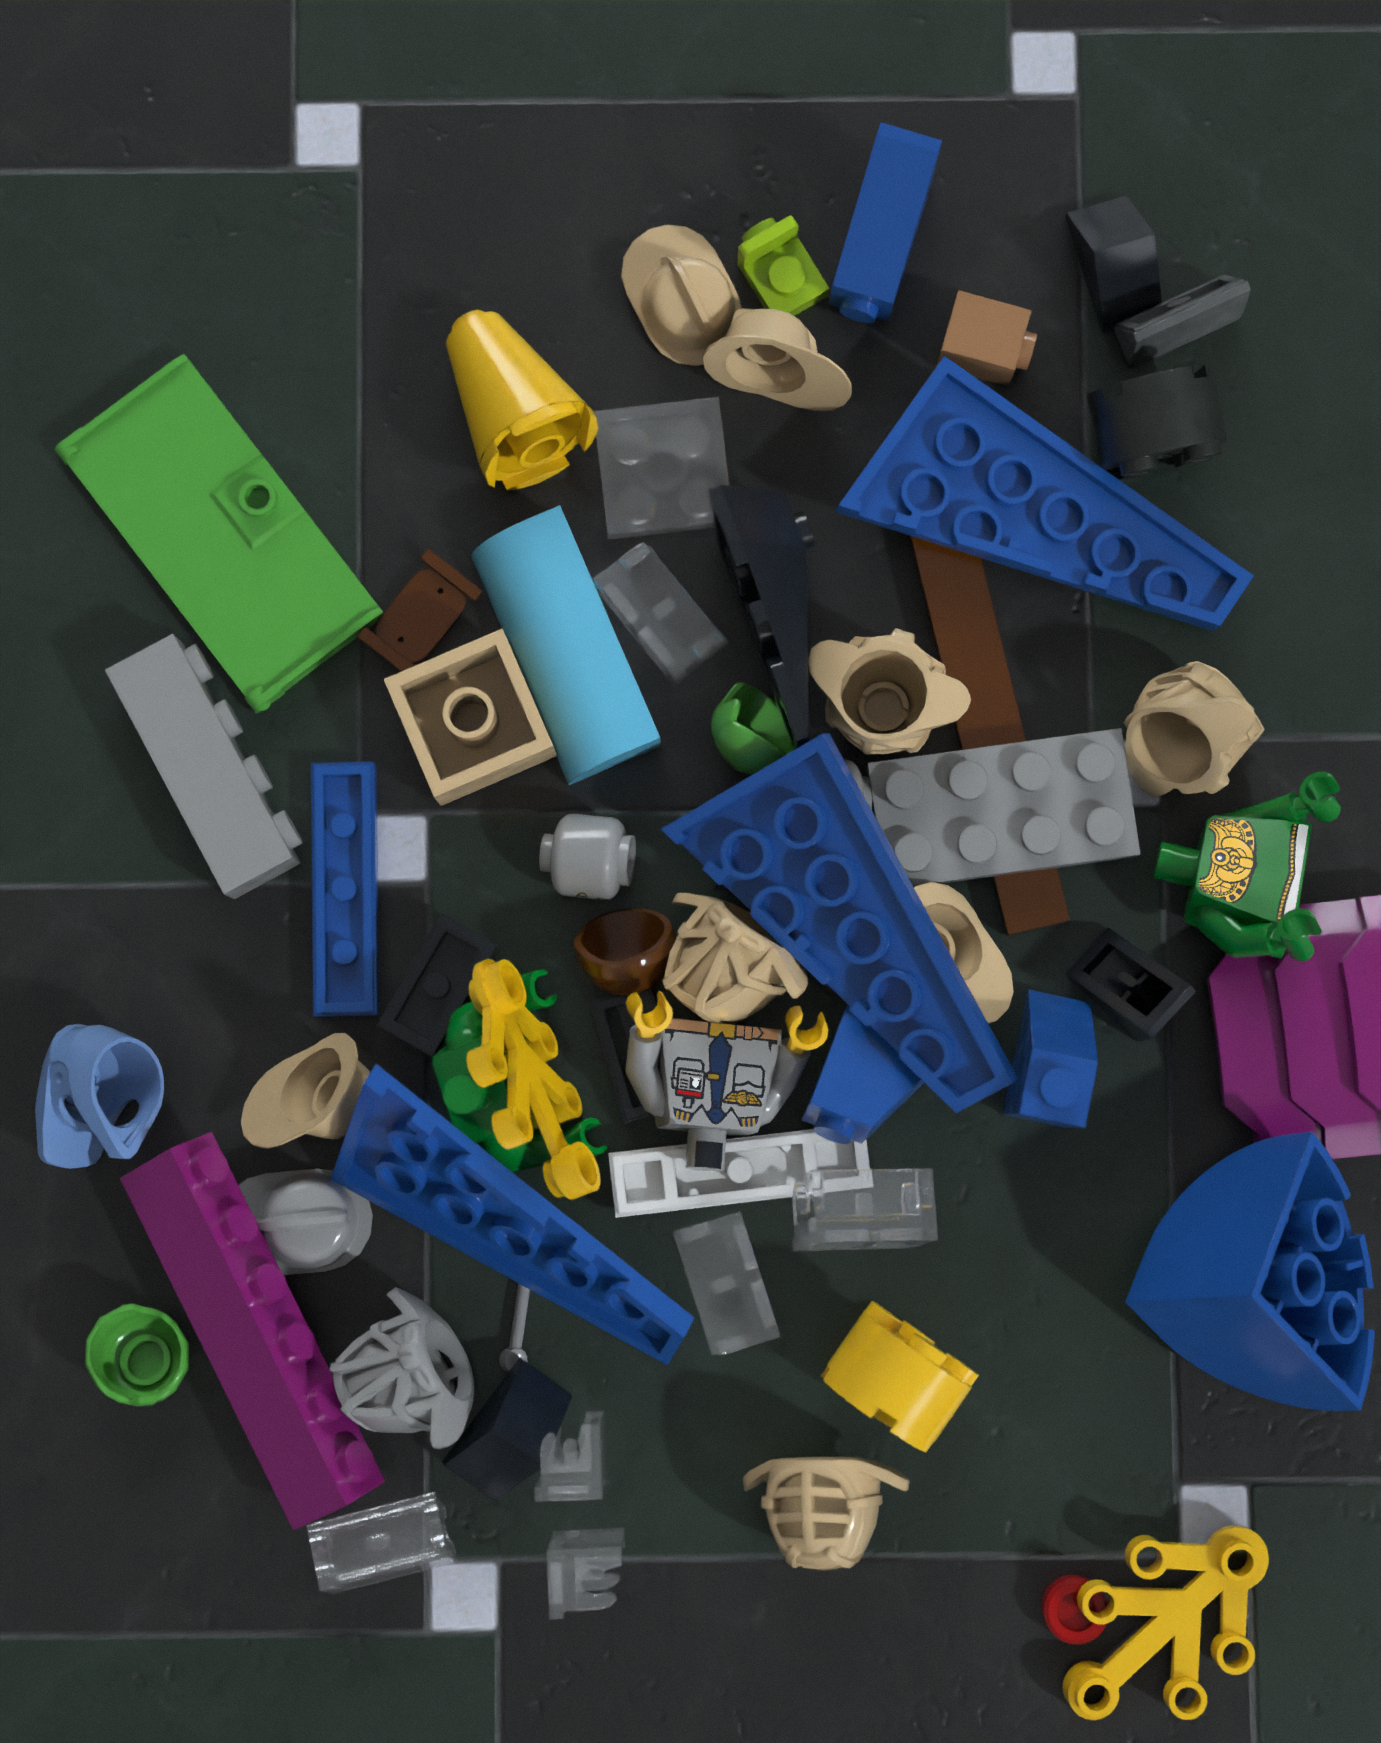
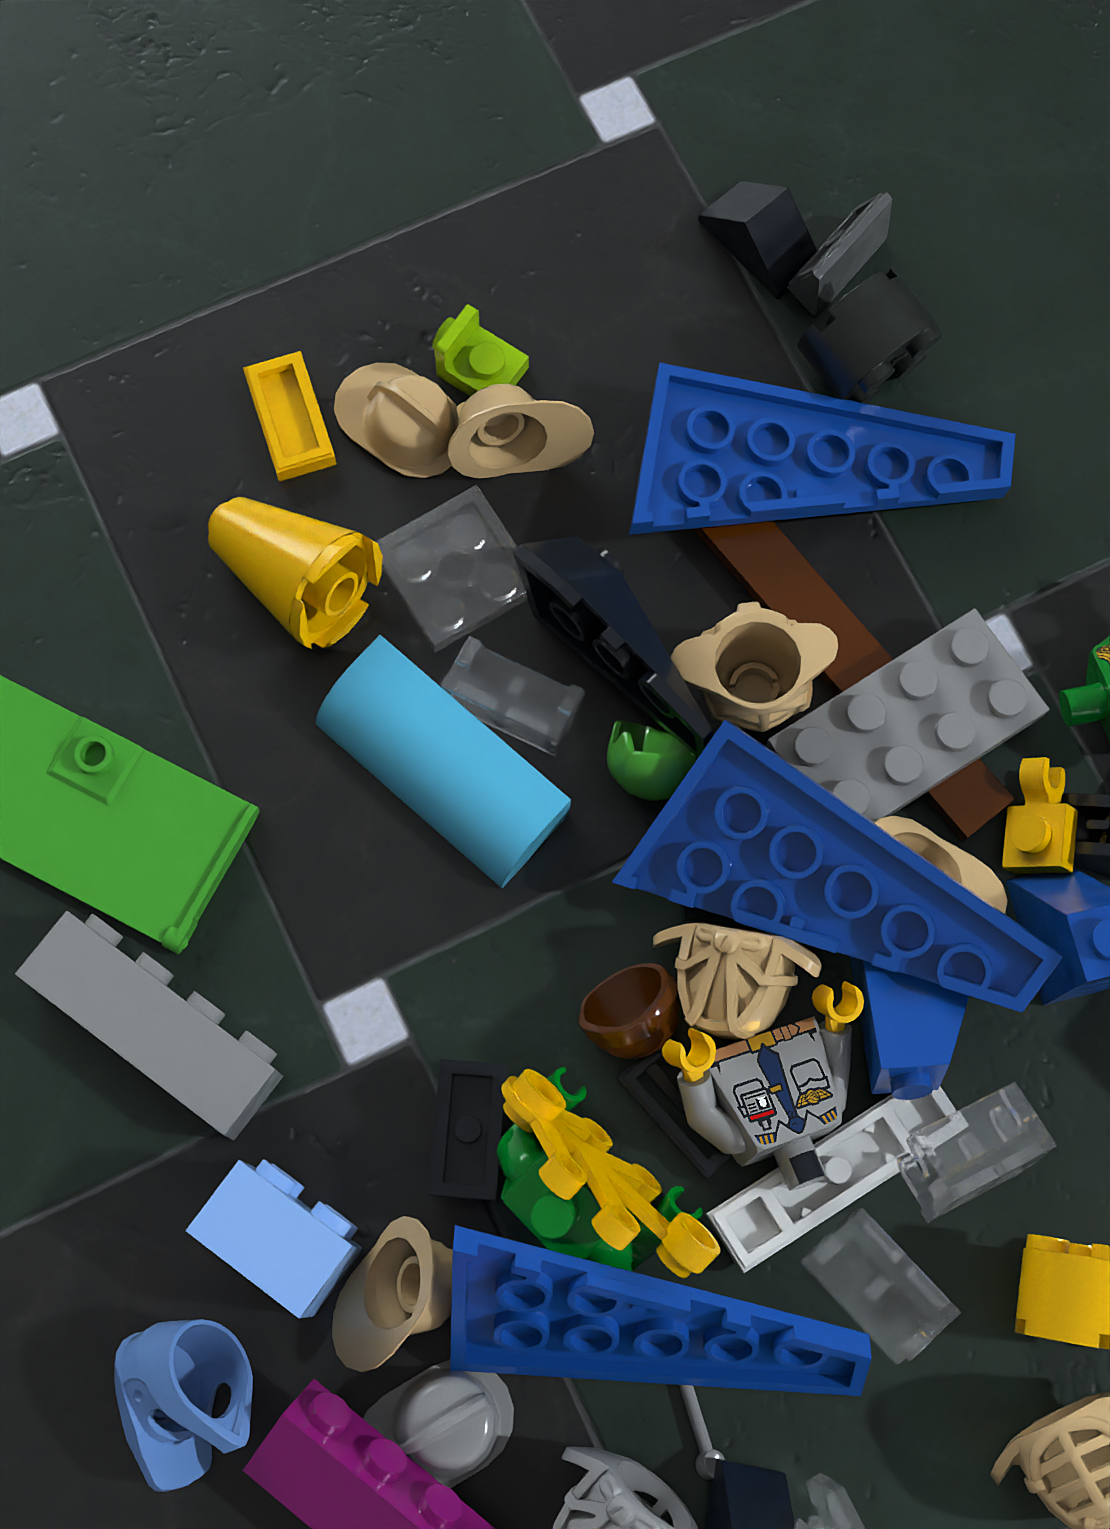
camera: 30 degrees left, 10 degrees down
(231, 1001) = (277, 1238): none -> light blue brick
(345, 889) = (337, 1082): blue tile -> none
(420, 613) = (293, 794): reddish brown piece -> none
(470, 717) = (386, 861): tan brick -> none
(578, 245) = (289, 416): none -> yellow tile
(588, 856) = (554, 941): light grey head -> none
(884, 223) = (552, 275): blue slope -> none
(988, 338) = (686, 334): medium nougat brick -> none
(1079, 959) = (1043, 830): none -> yellow plate
(1188, 731) = (1037, 584): tan piece -> none

